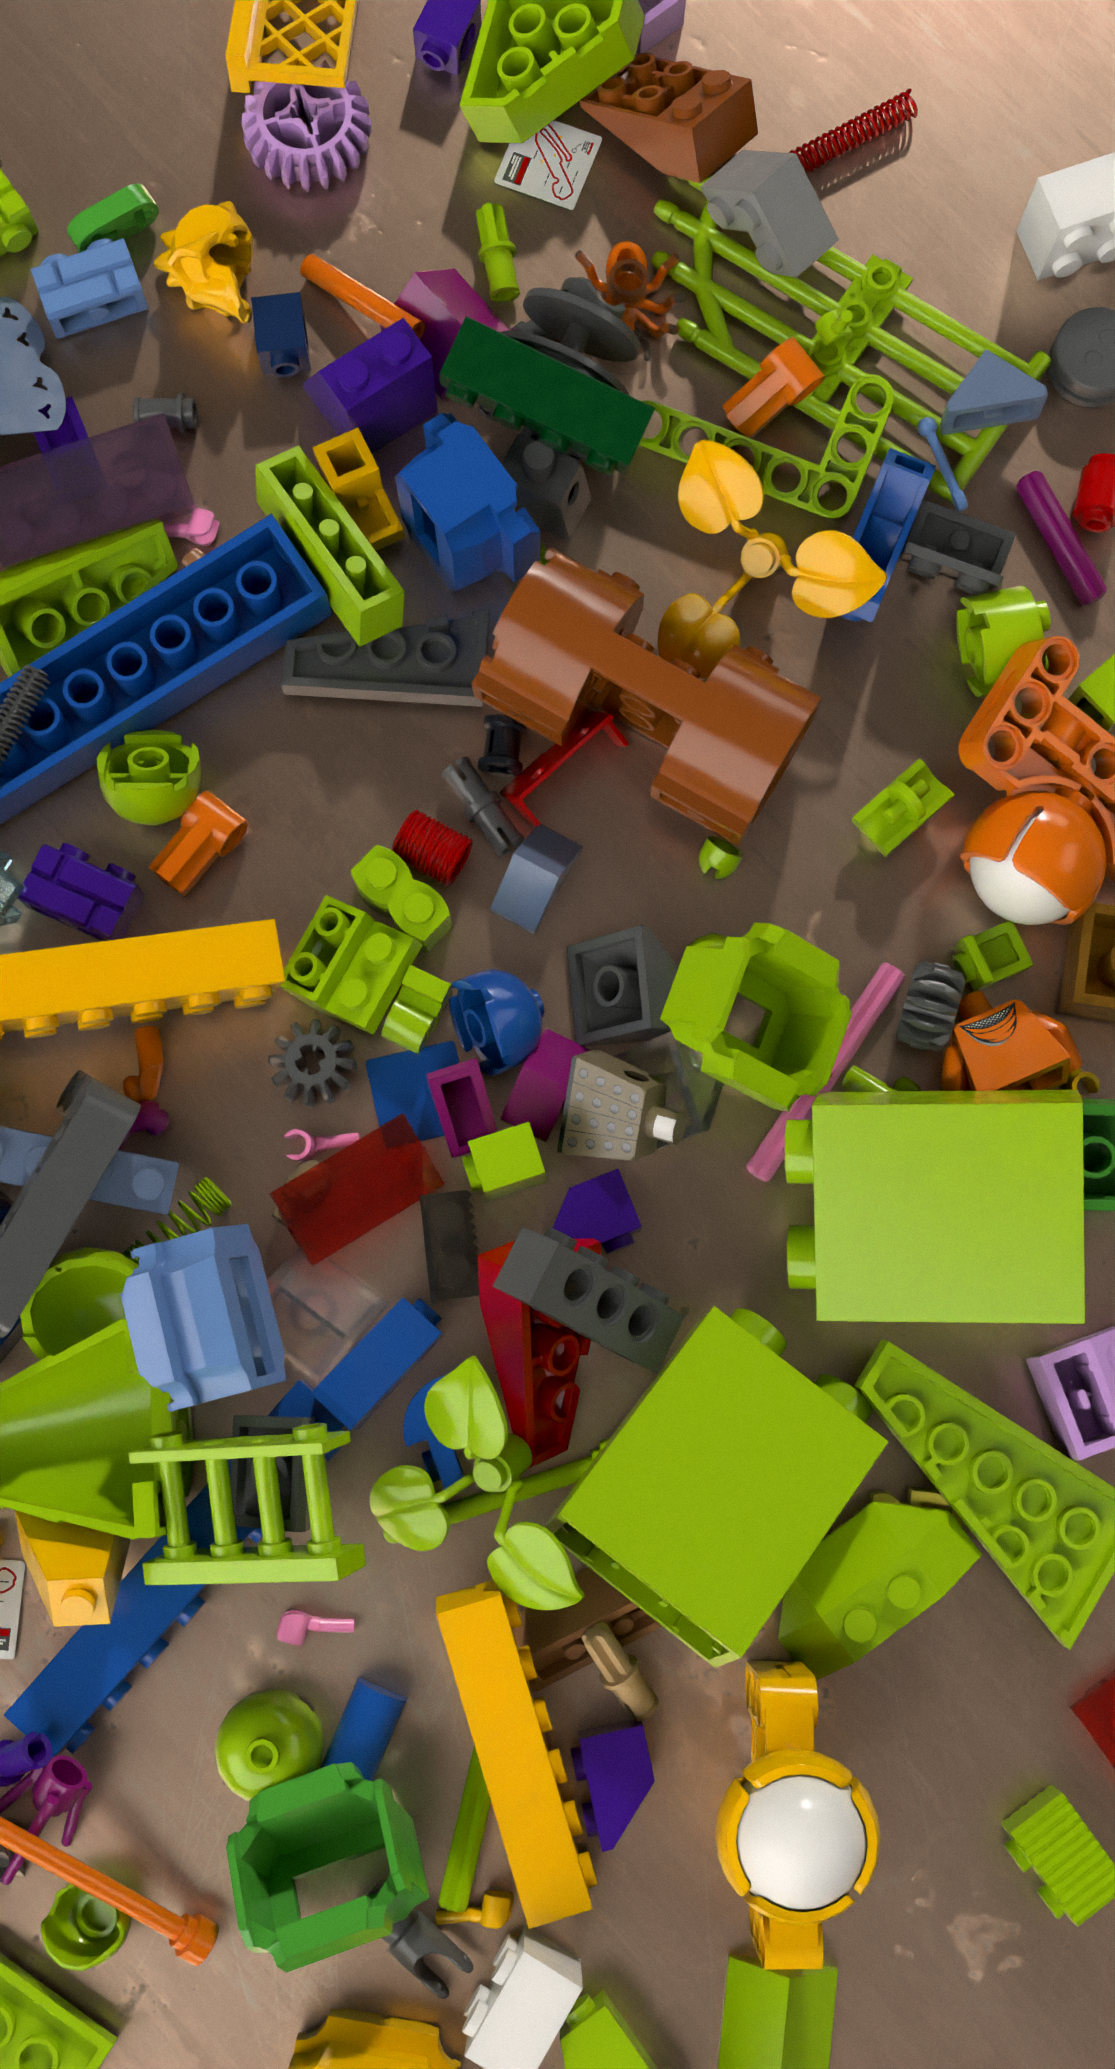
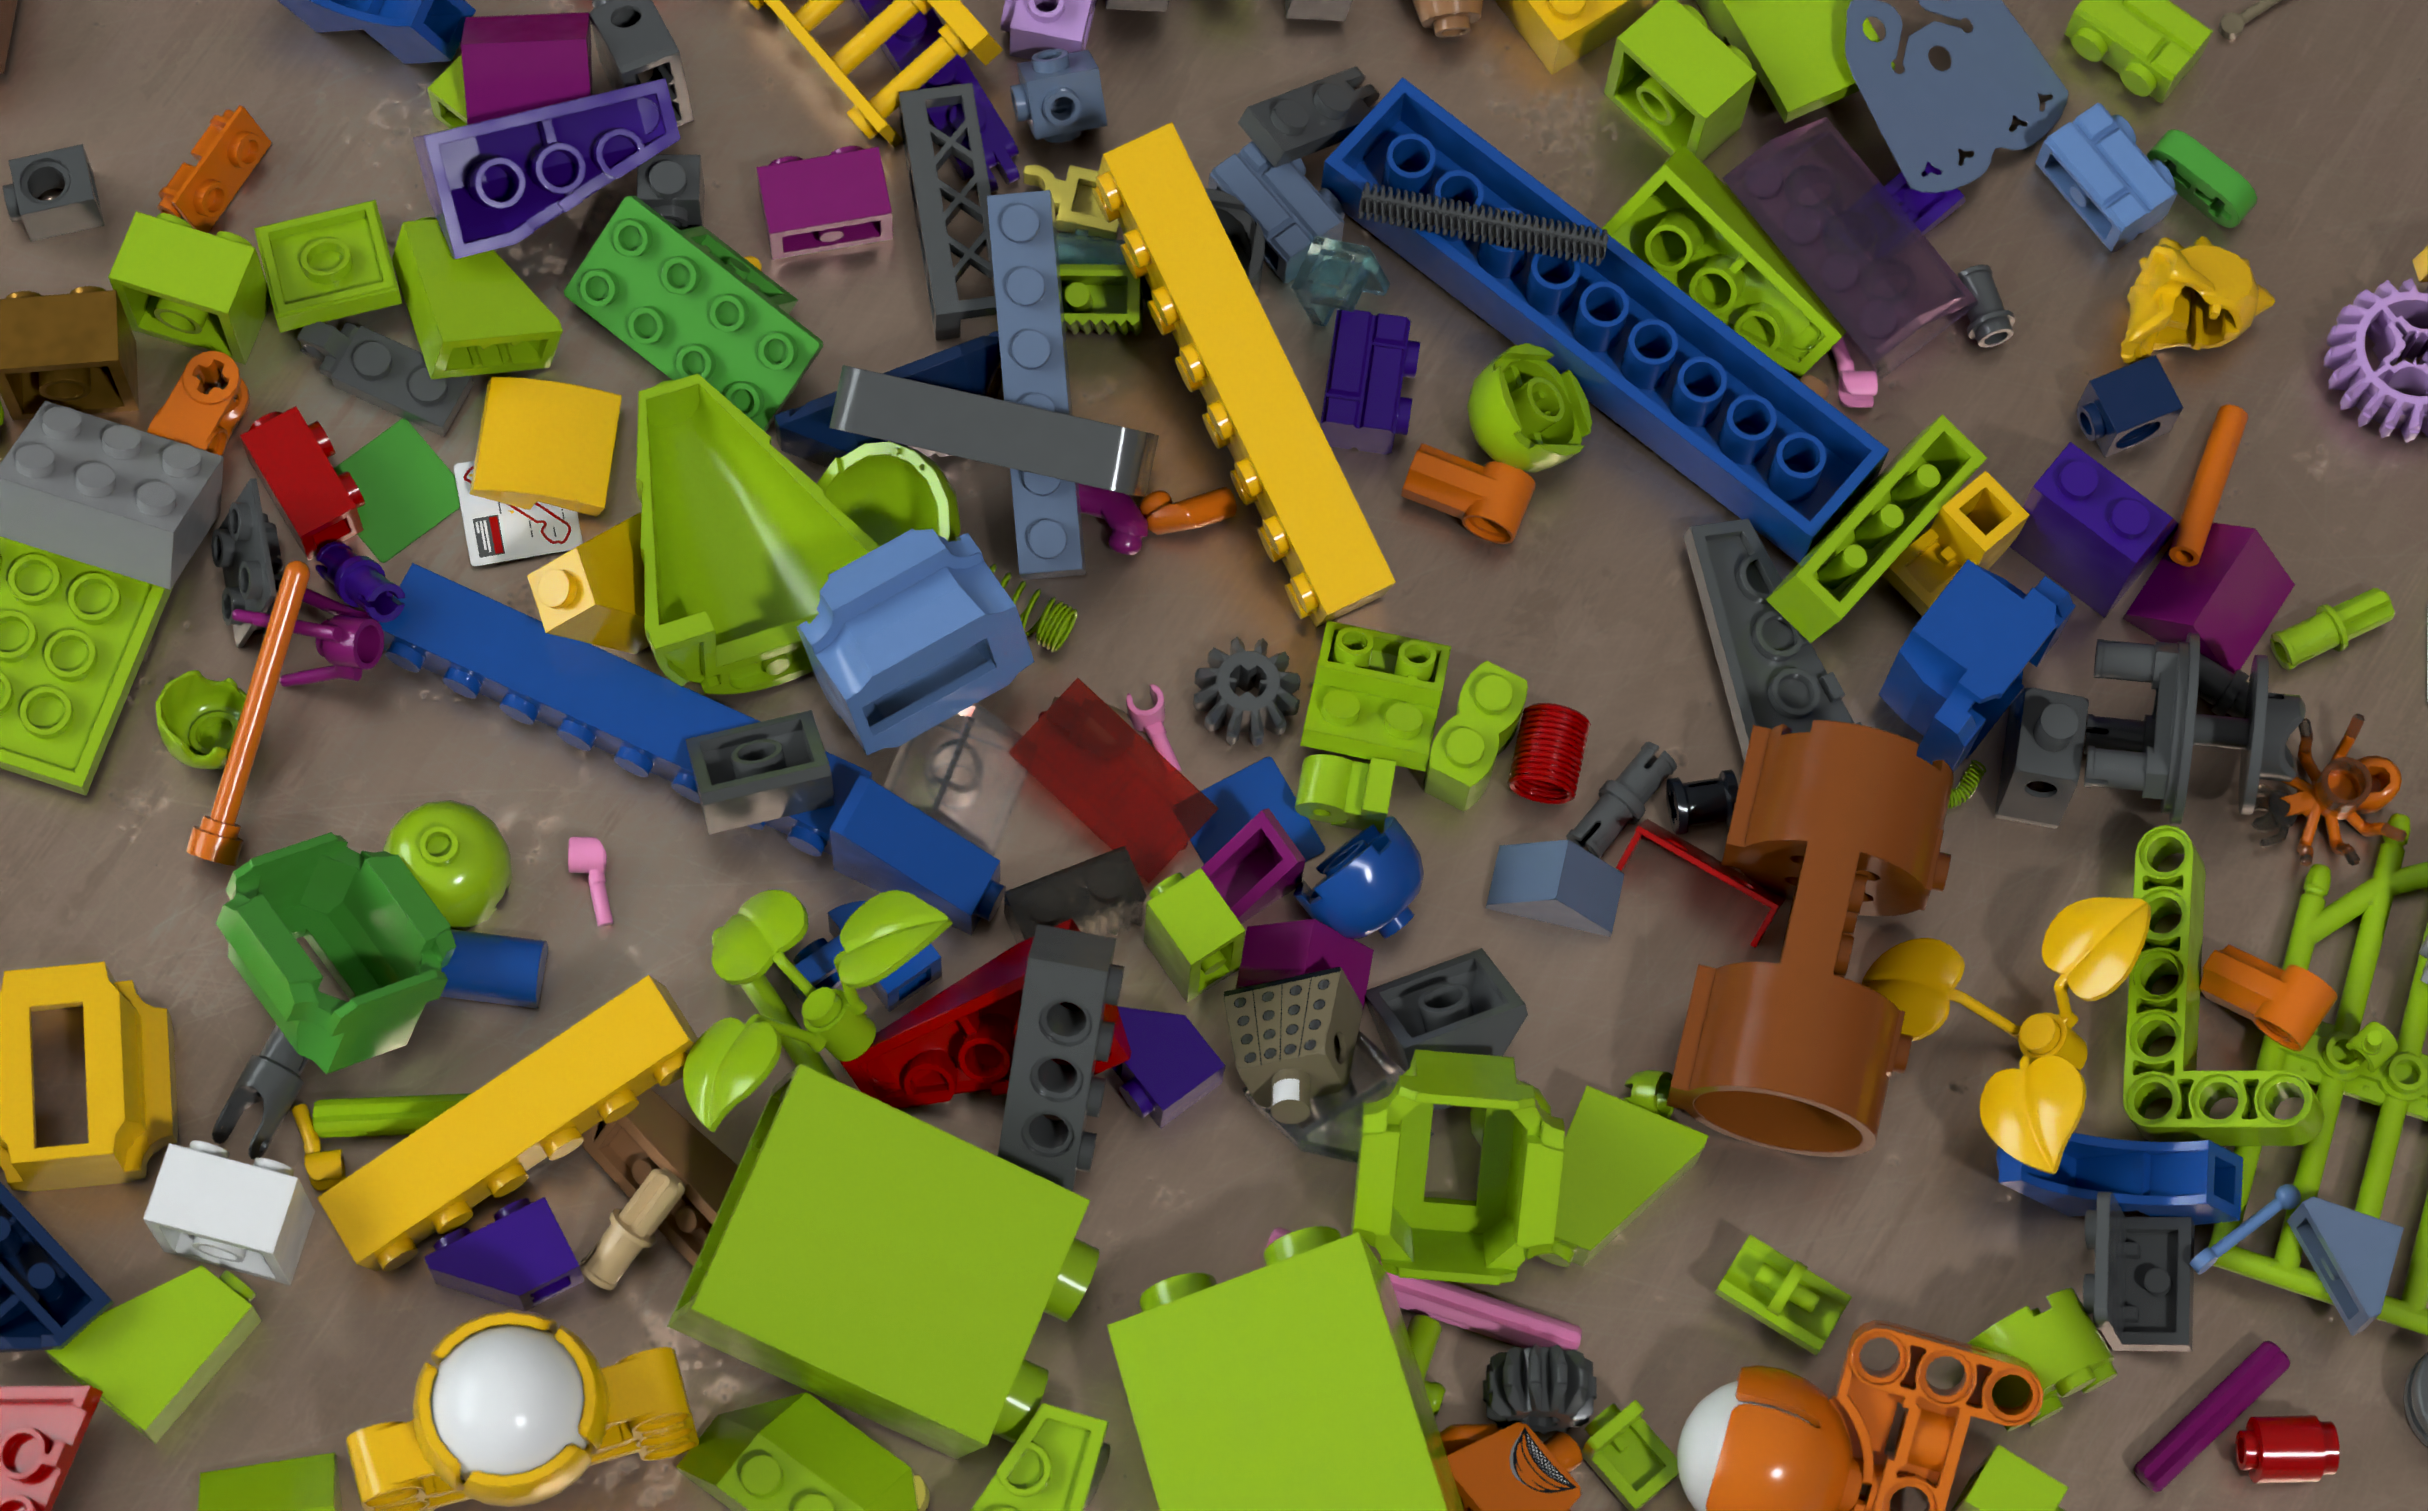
camera: 70 degrees right, 10 degrees down
(227, 1558) = (653, 734): lime fence -> none
(545, 397) = (2127, 702): dark green brick -> none
(773, 890) = (1613, 1170): none -> lime slope

